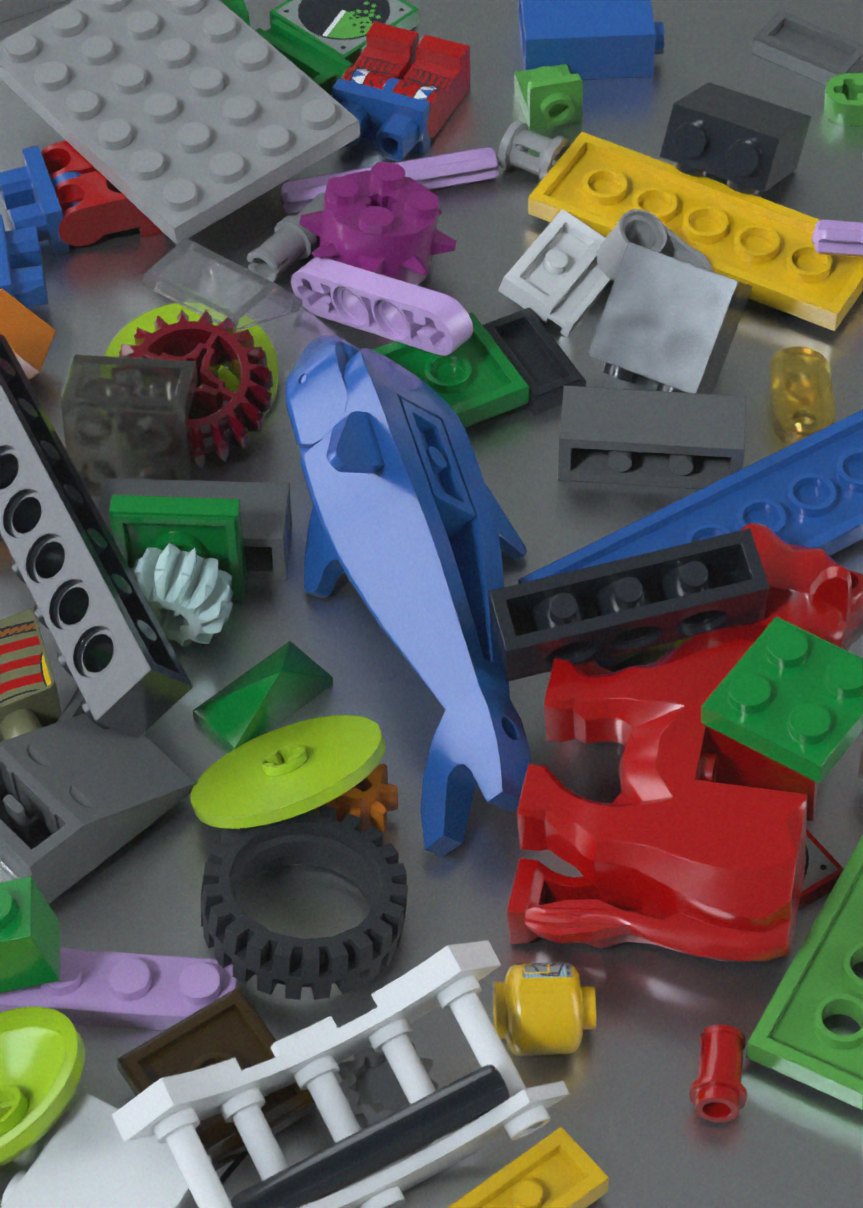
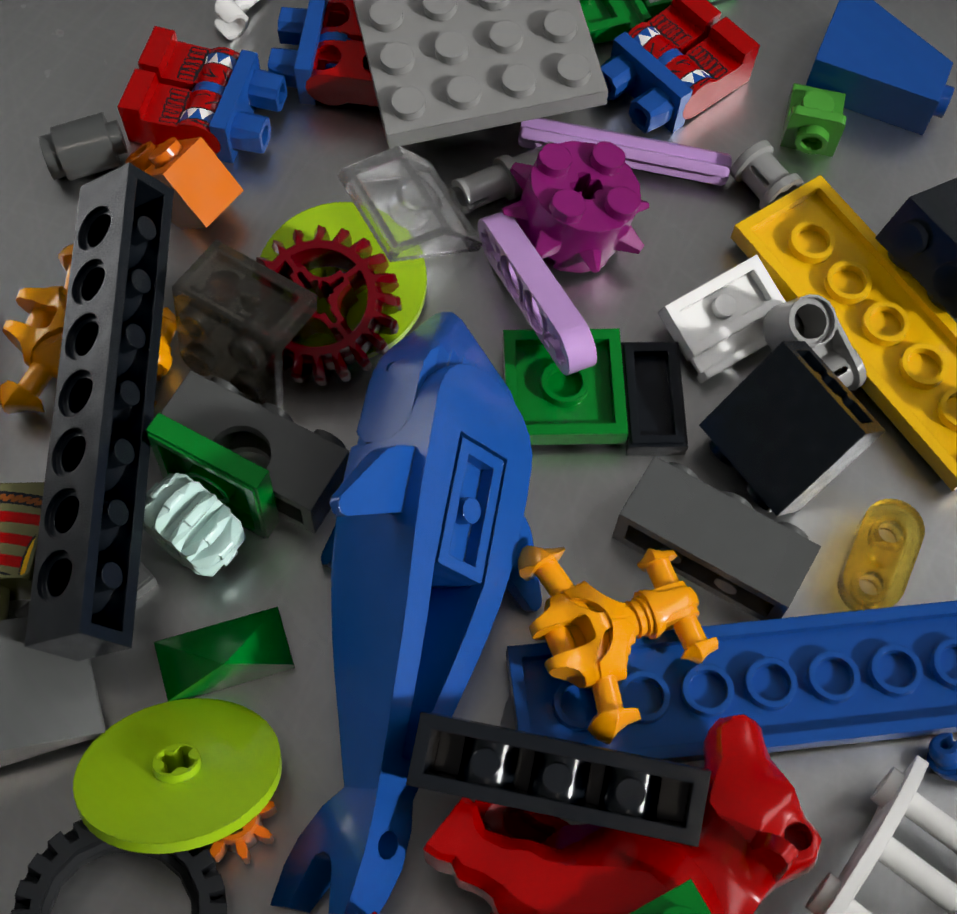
camera: 20 degrees right, 15 degrees up
(593, 524) = (595, 633): none -> light orange piece

